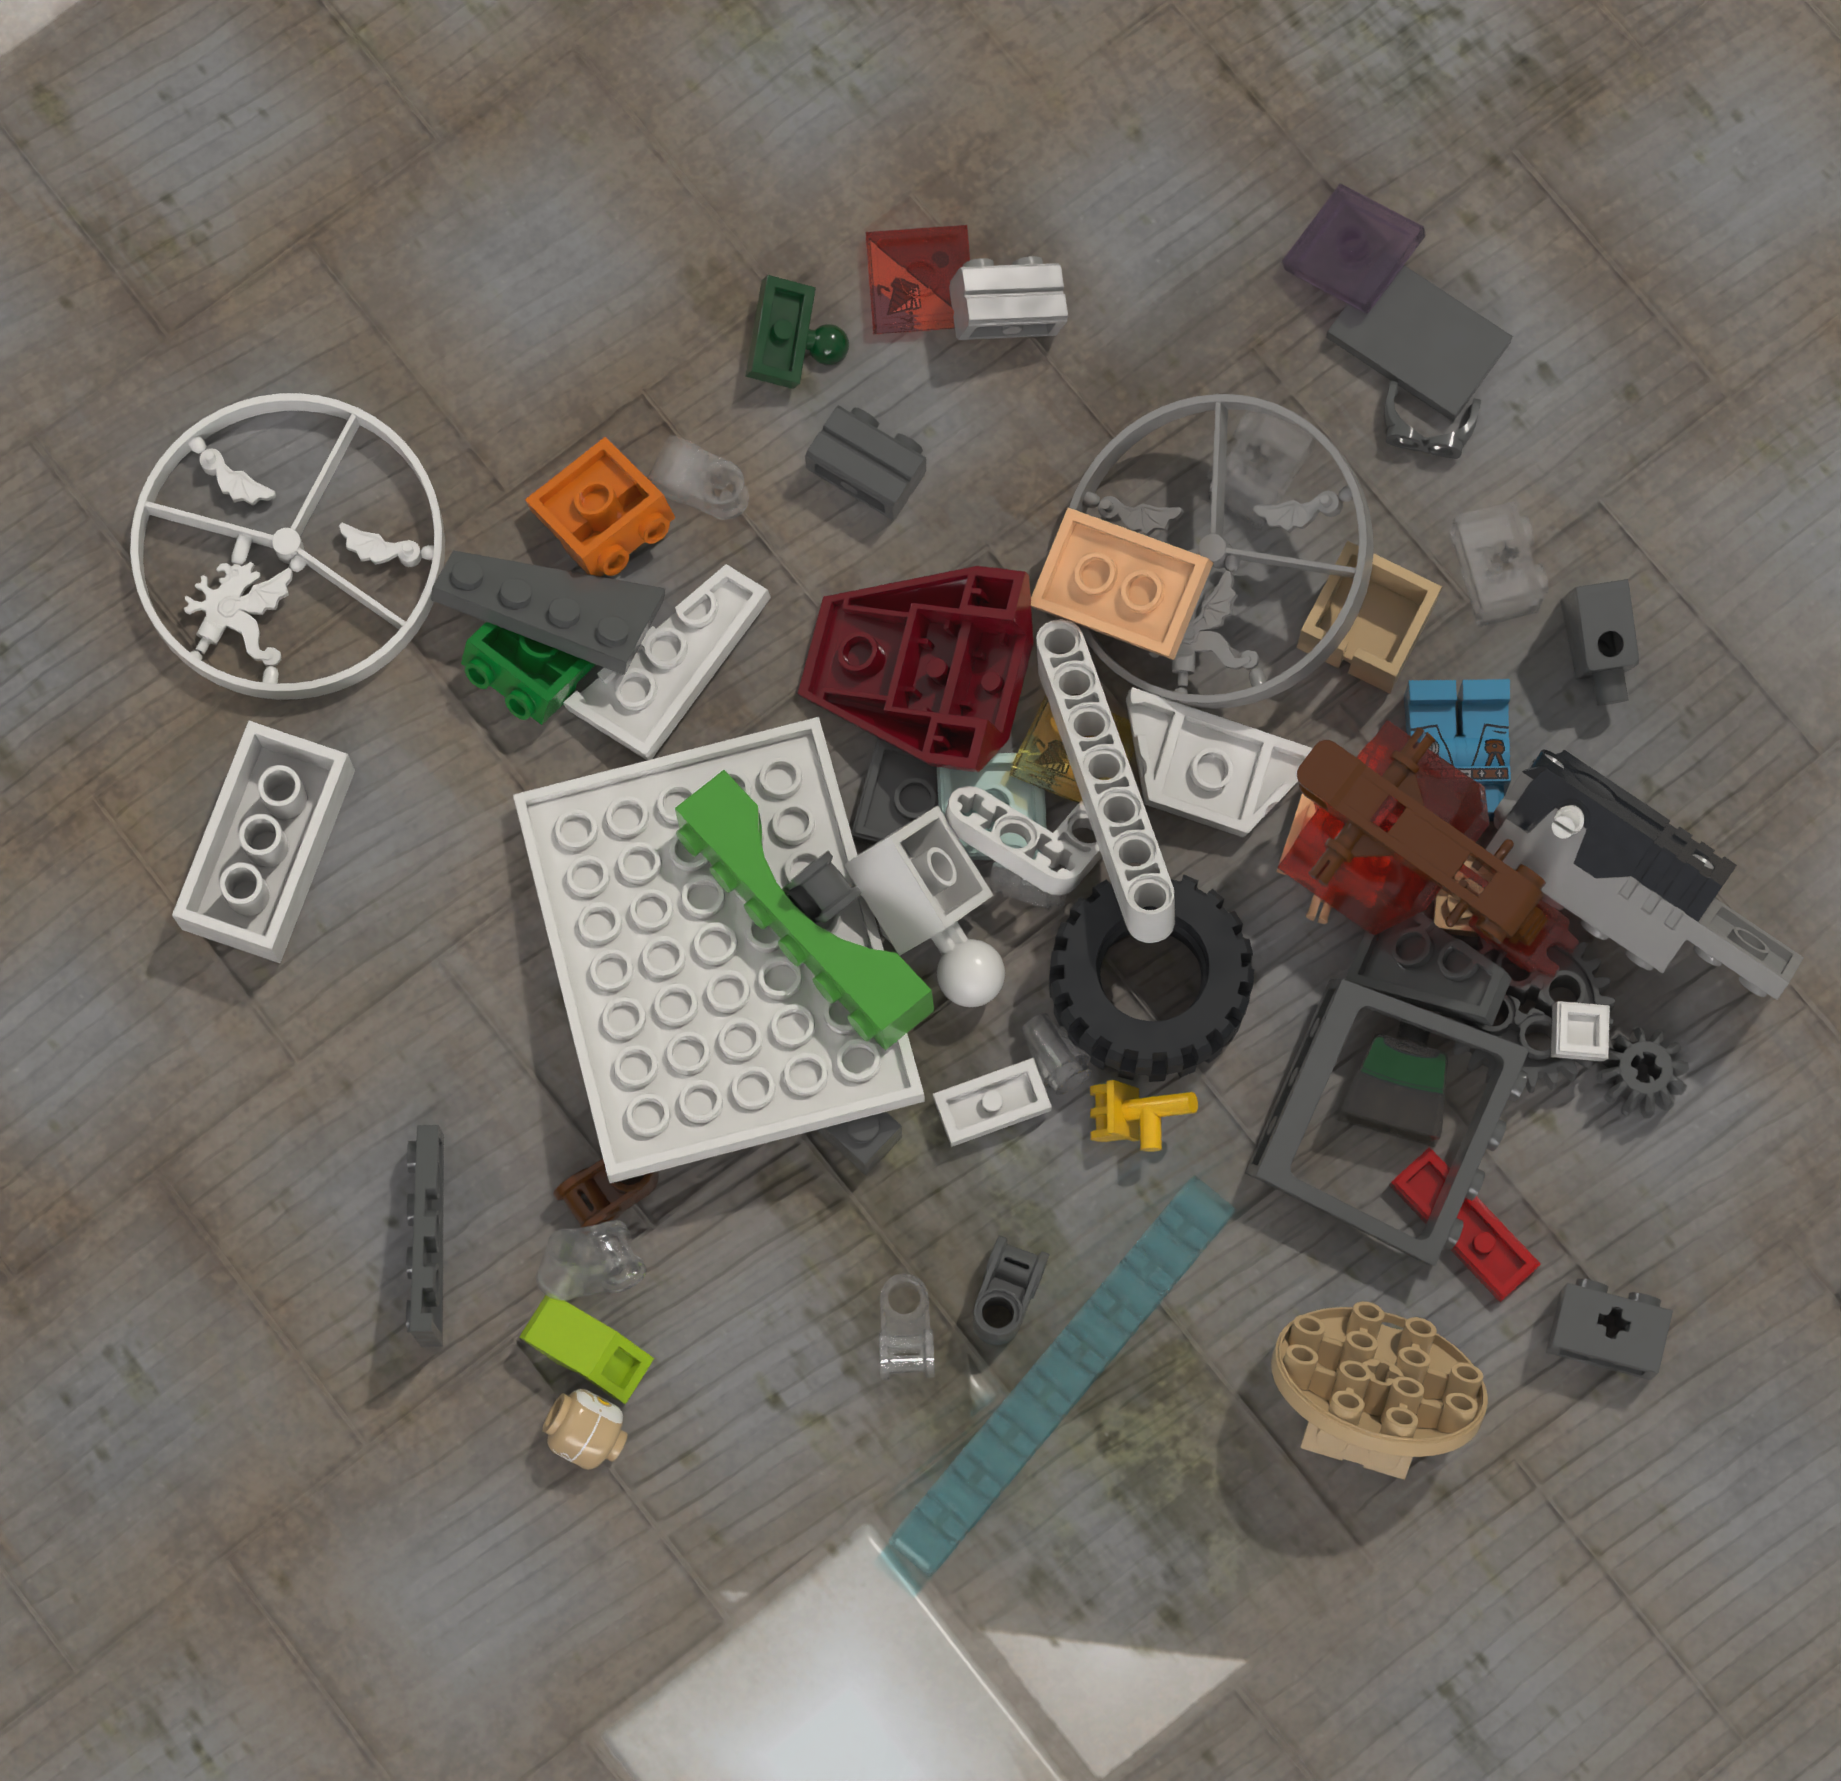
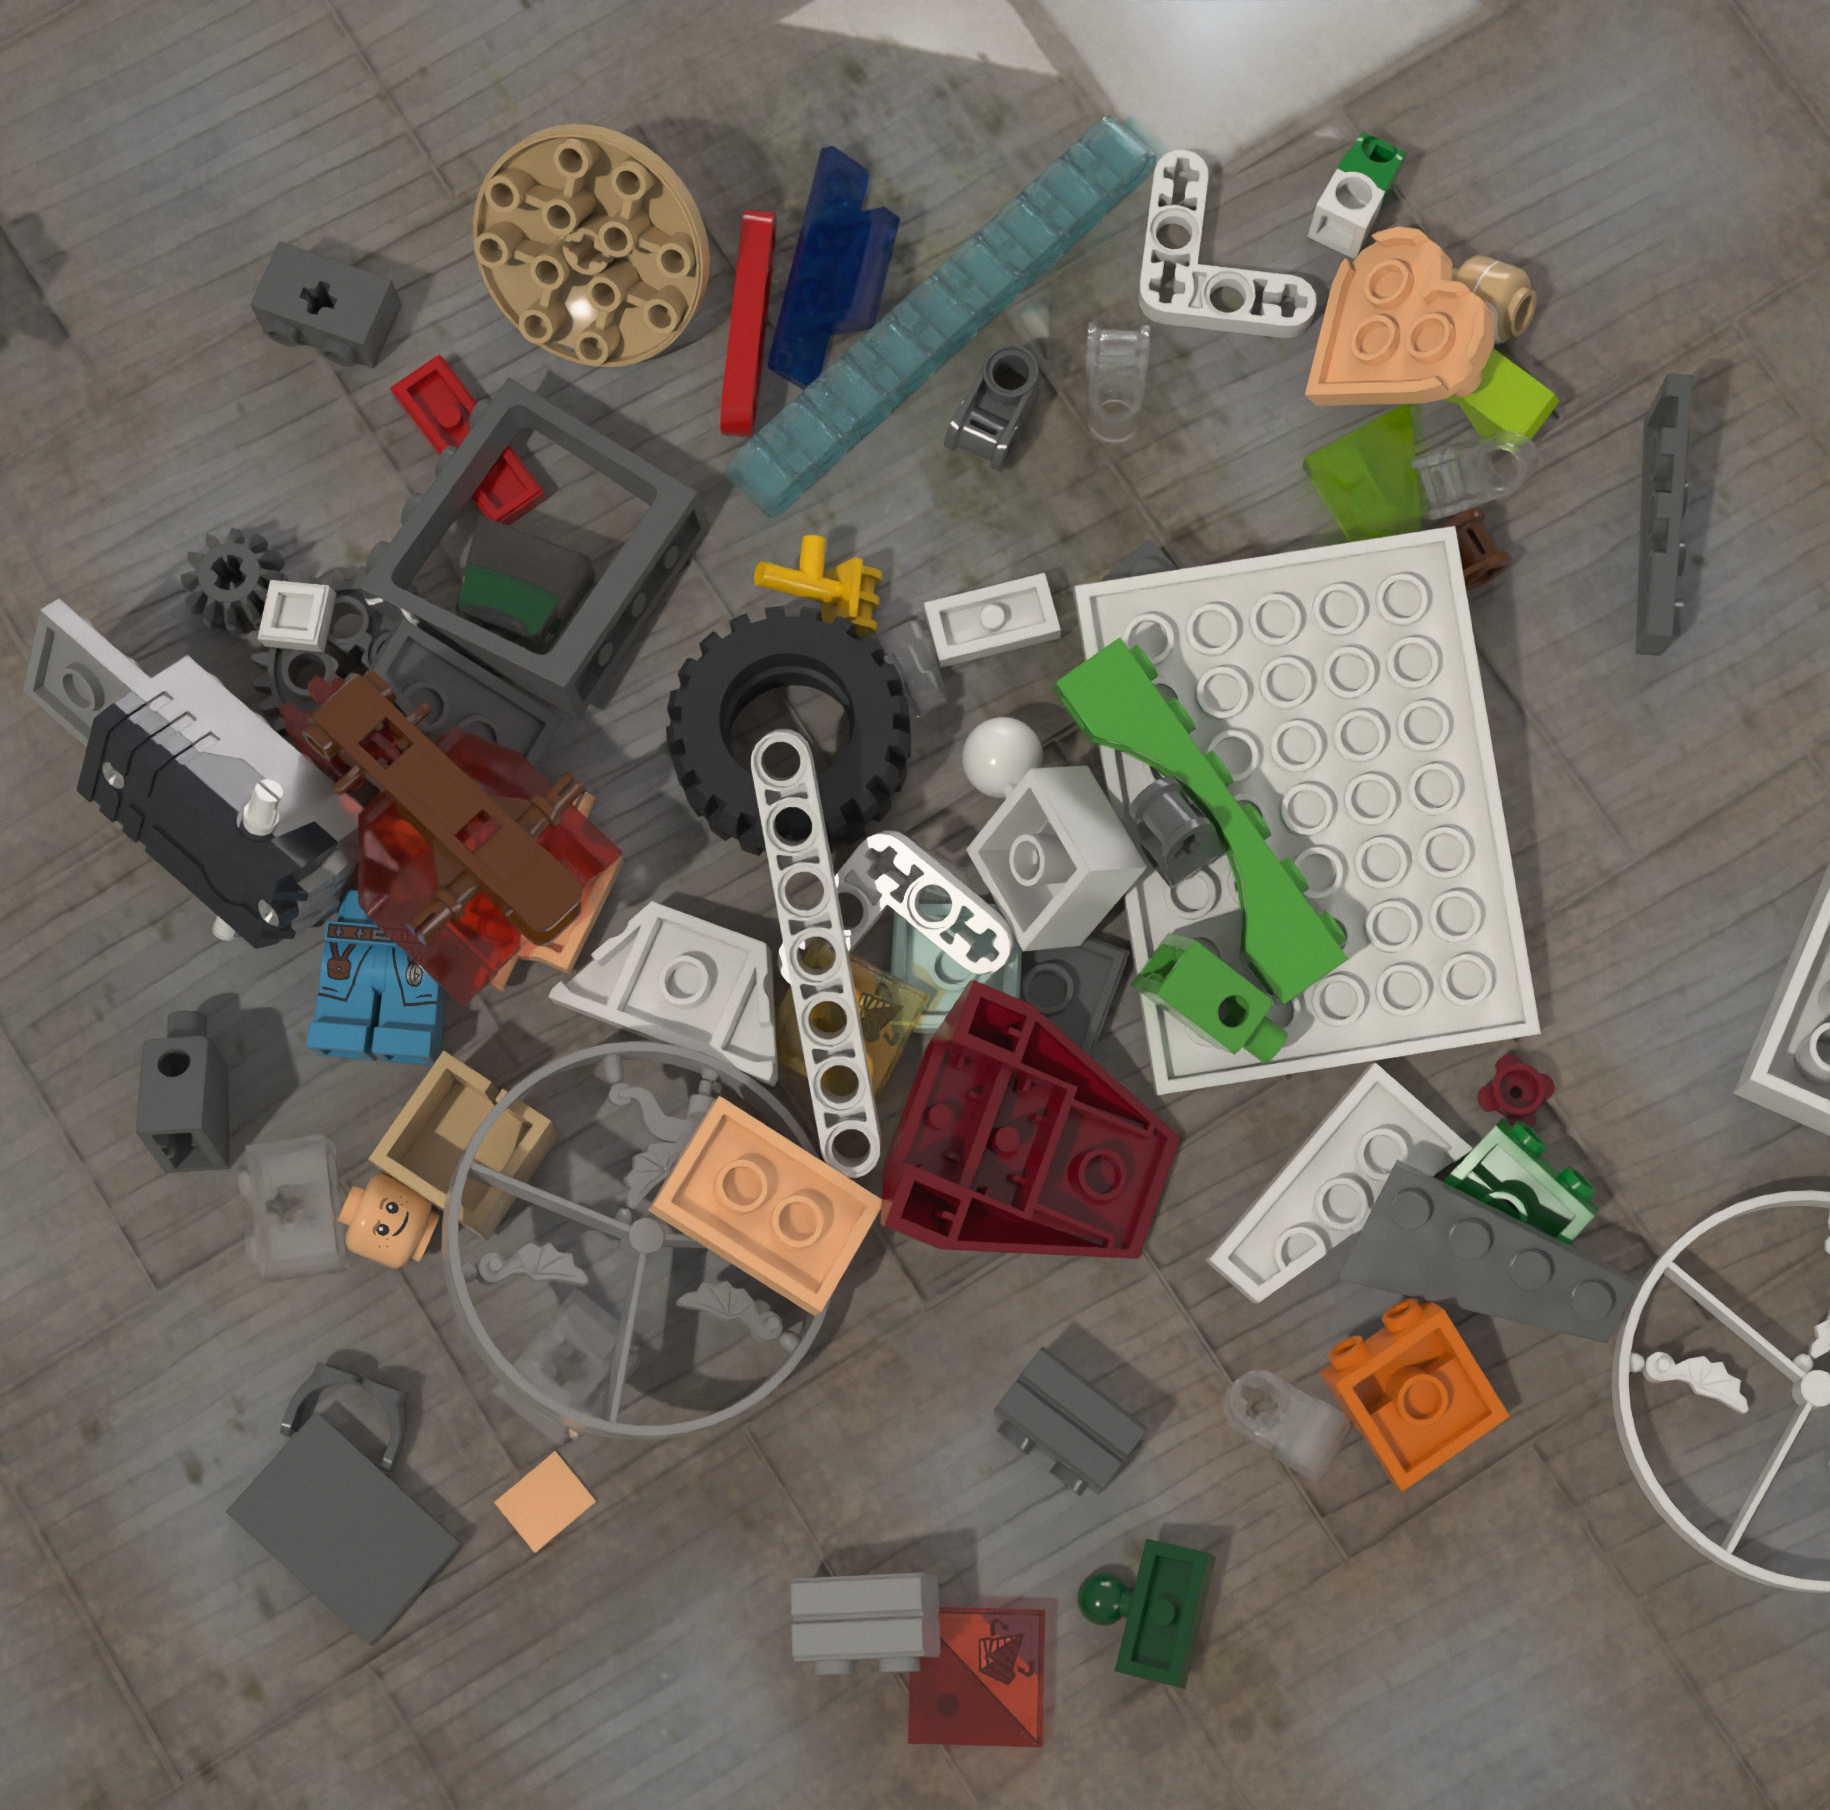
camera: 170 degrees left, 0 degrees up
(526, 738) = (1510, 1074): none -> dark red plate
(665, 1384) = (1399, 328): none -> light nougat plate
(679, 1259) = (1370, 478): none -> clear neon green wing
(703, 1526) = (1356, 195): none -> white leg
(787, 774) = (1191, 986): none -> bright green torso
(838, 1432) = (1197, 282): none -> white beam
(1162, 1407) = (834, 270): none -> clear blue bracket
(1233, 1351) = (748, 323): none -> red beam
(1267, 372) = (545, 1501): none -> light nougat sticker
(1353, 248) = (408, 1653): clear purple plate -> none
(1426, 553) = (387, 1222): none -> light nougat head

